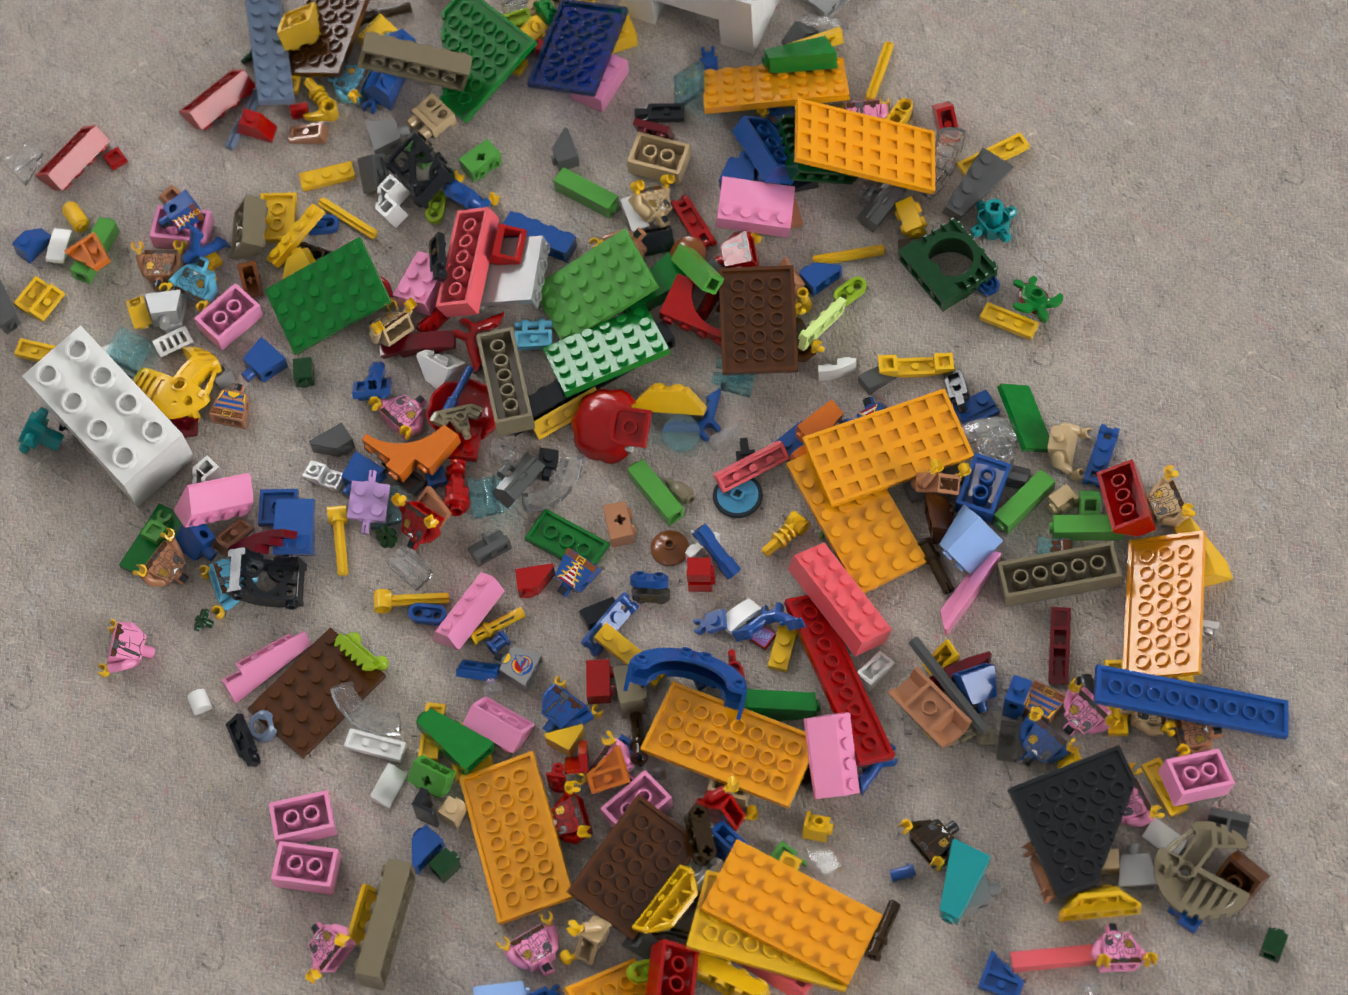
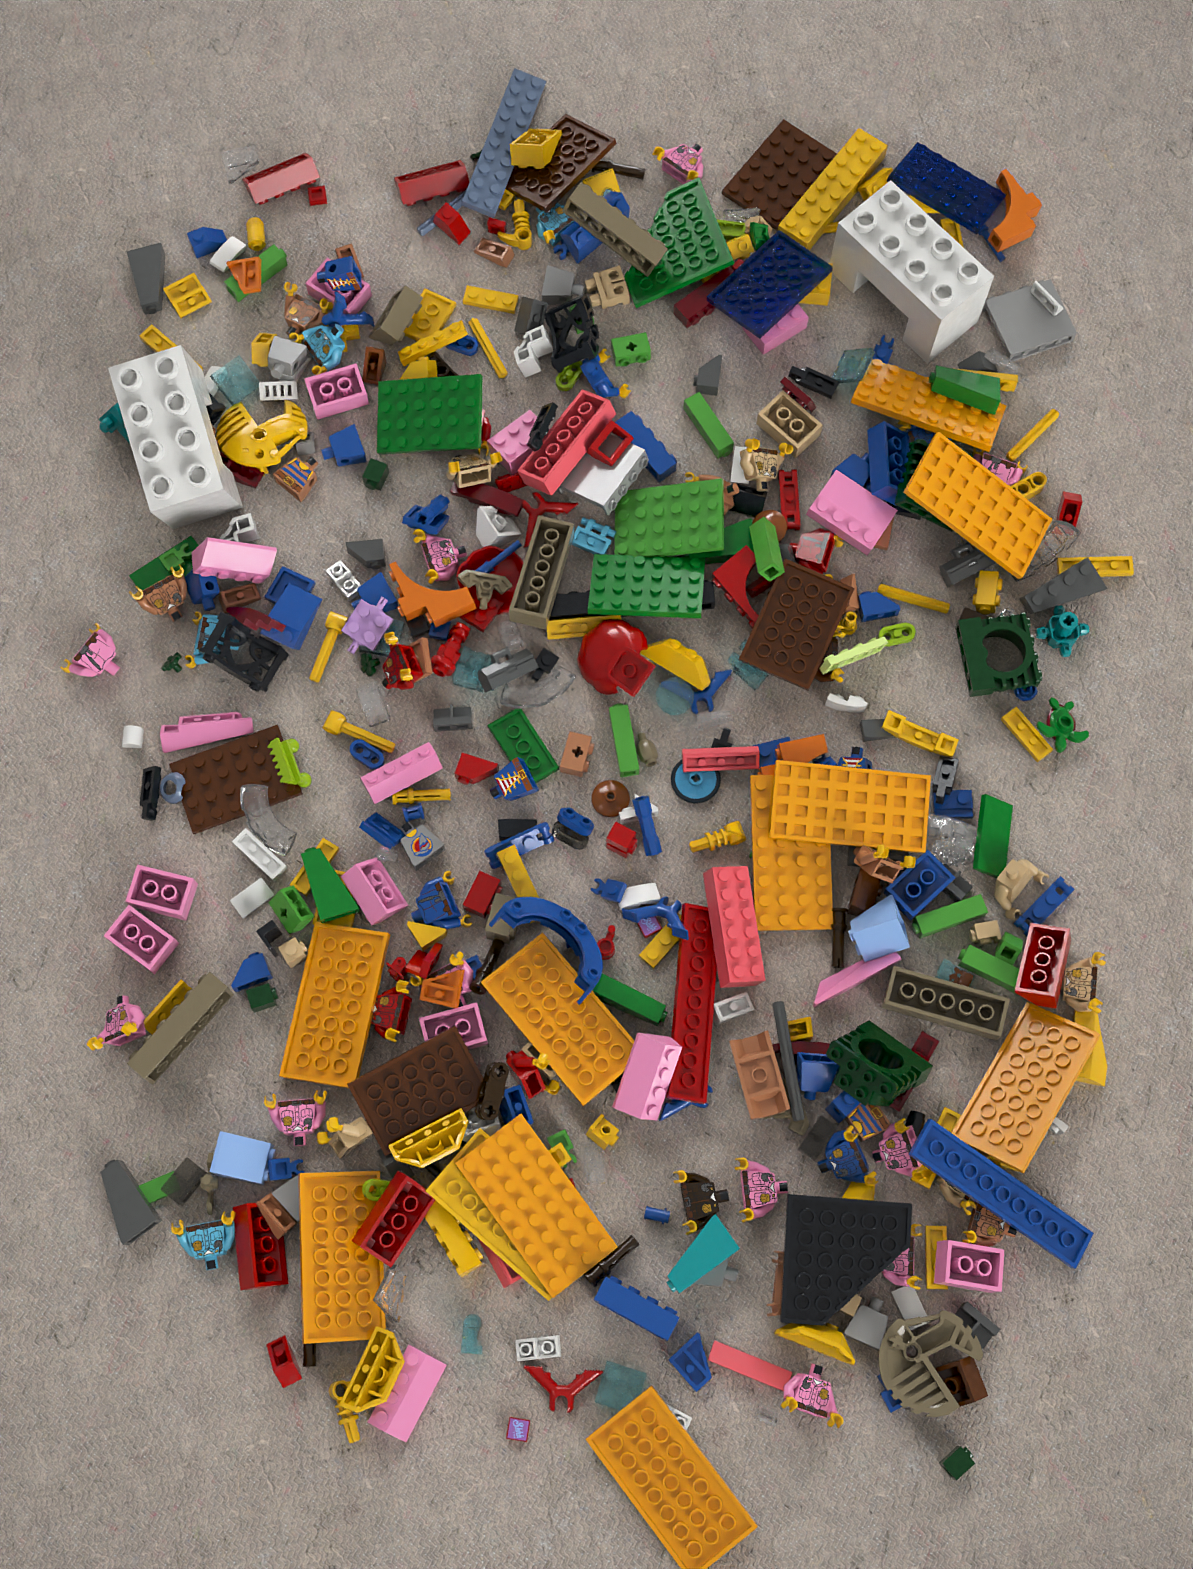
camera: 20 degrees right, 10 degrees up
(519, 96) = (695, 305): none -> dark red brick
(927, 955) = (636, 1308): none -> blue brick
(979, 805) = (758, 1189): none -> torso
(1026, 649) = (875, 1065): none -> dark green hose

